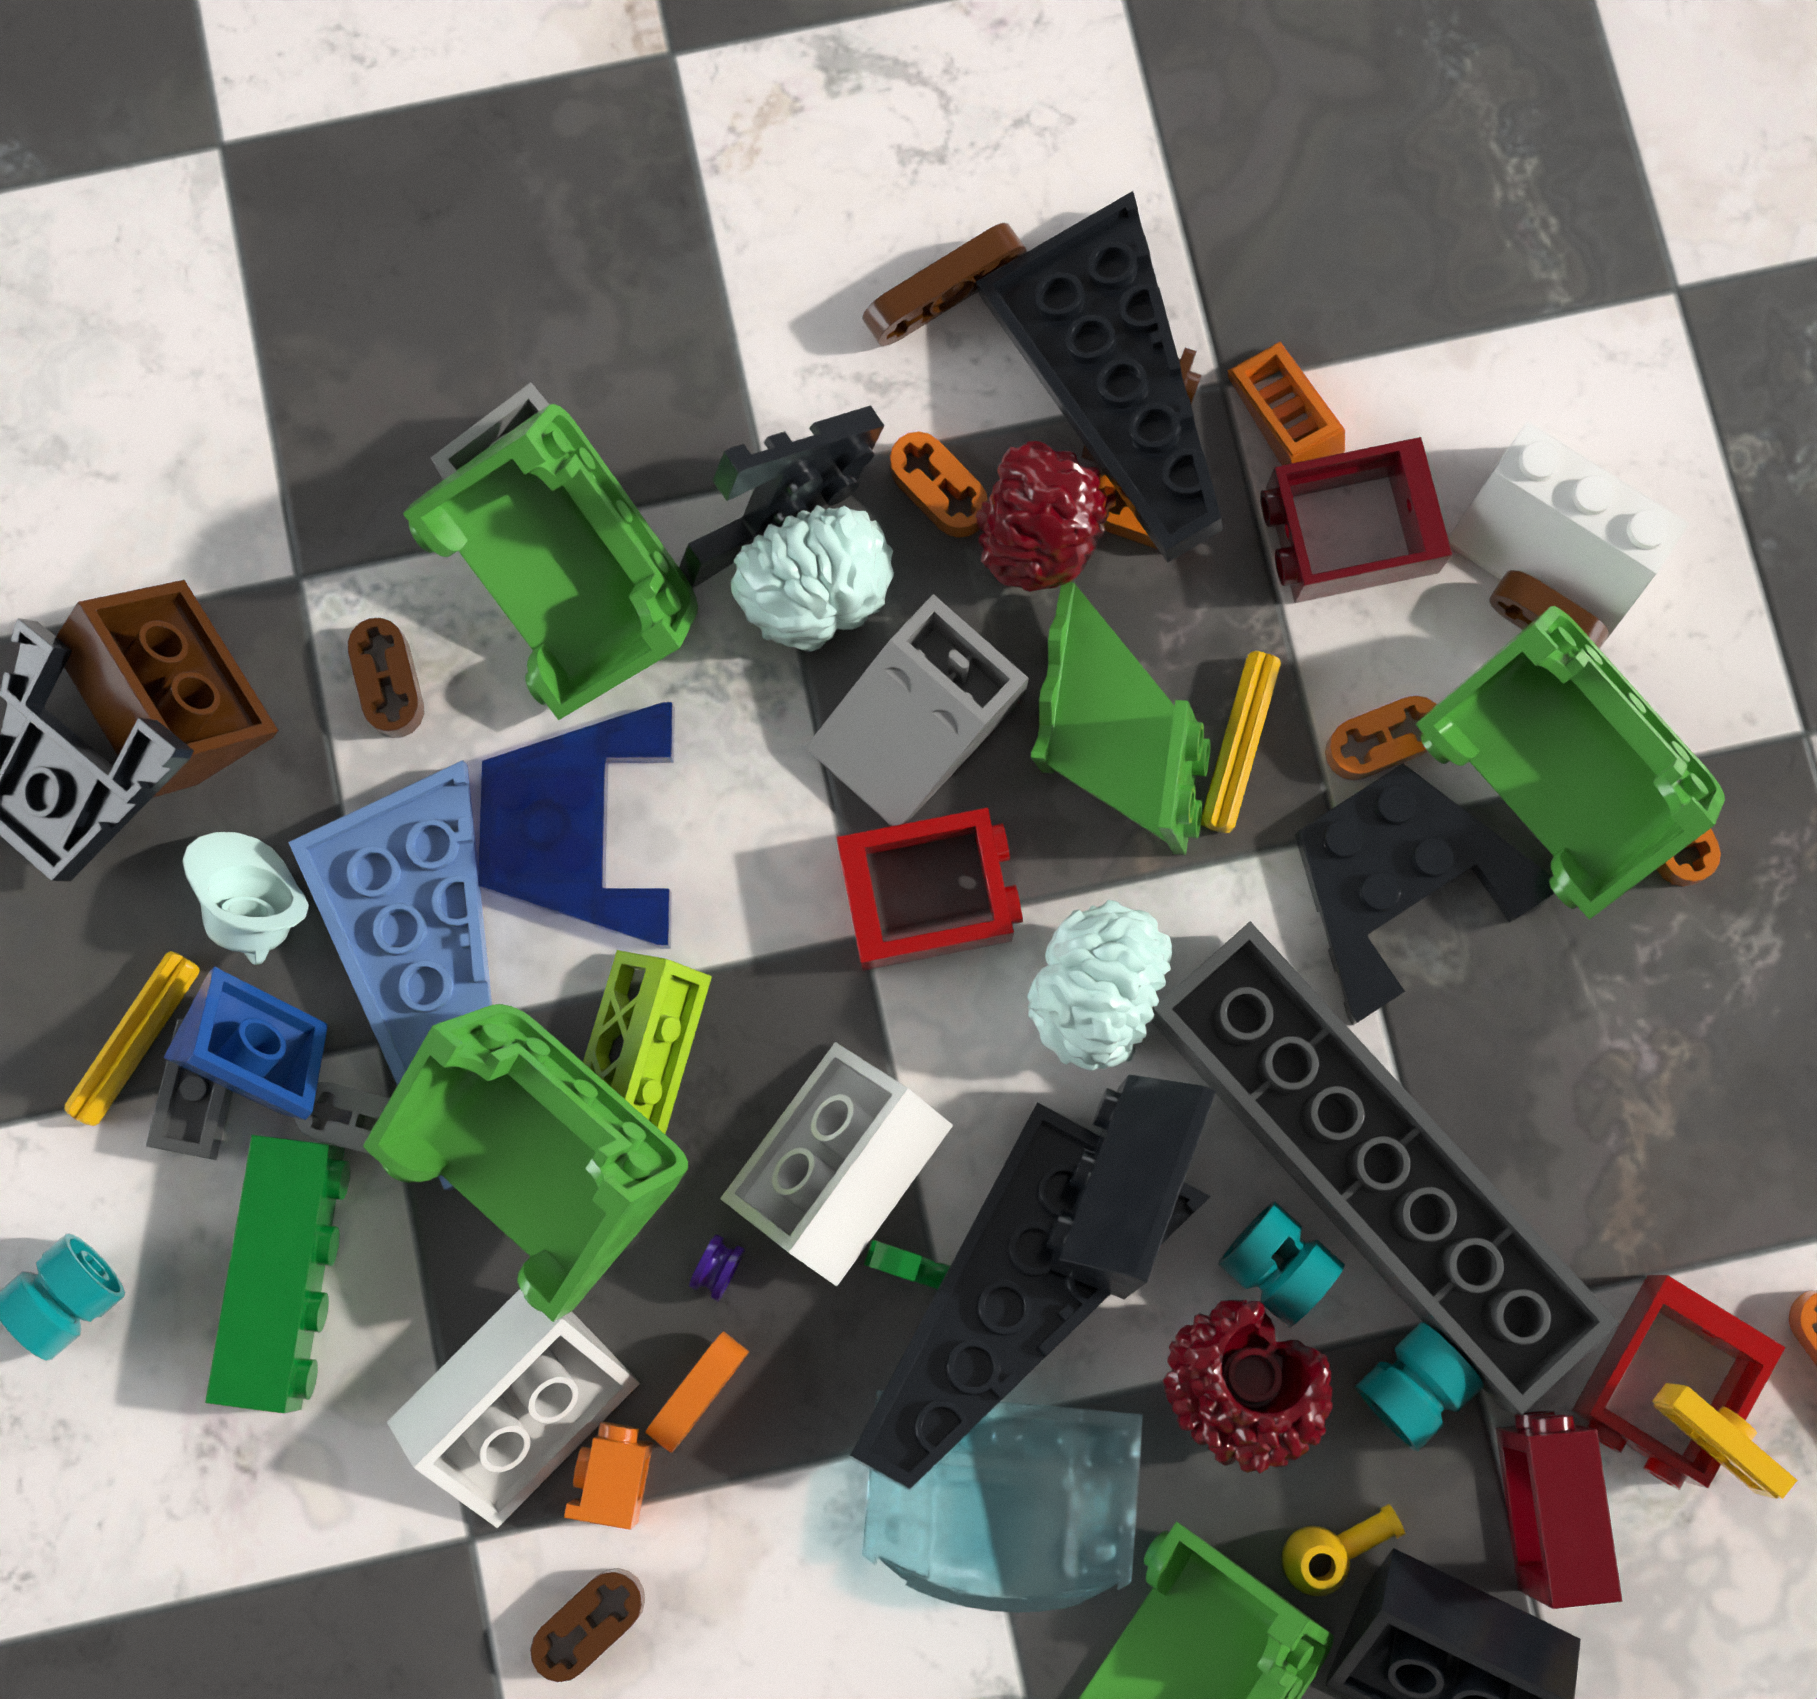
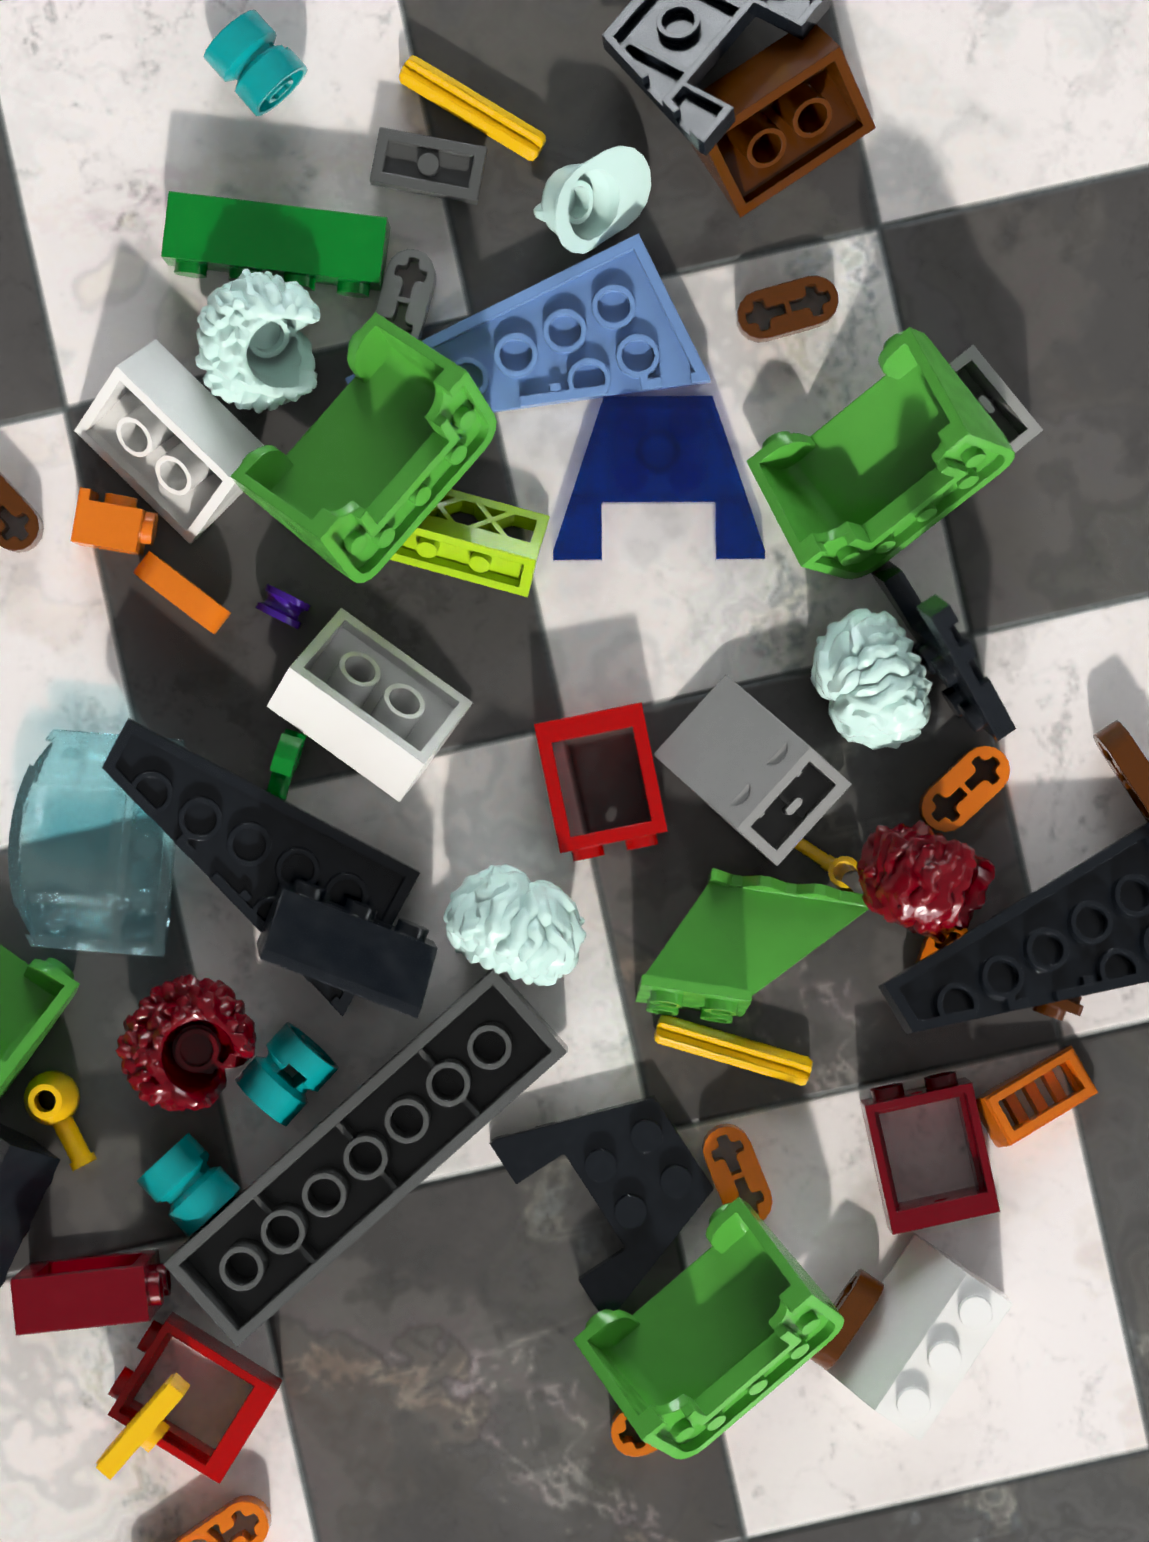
camera: 90 degrees right, 10 degrees up
(252, 1044) = (462, 213): blue slope -> none
(393, 1298) = (255, 341): none -> light aqua hair
(1027, 625) = (834, 866): none -> yellow hand

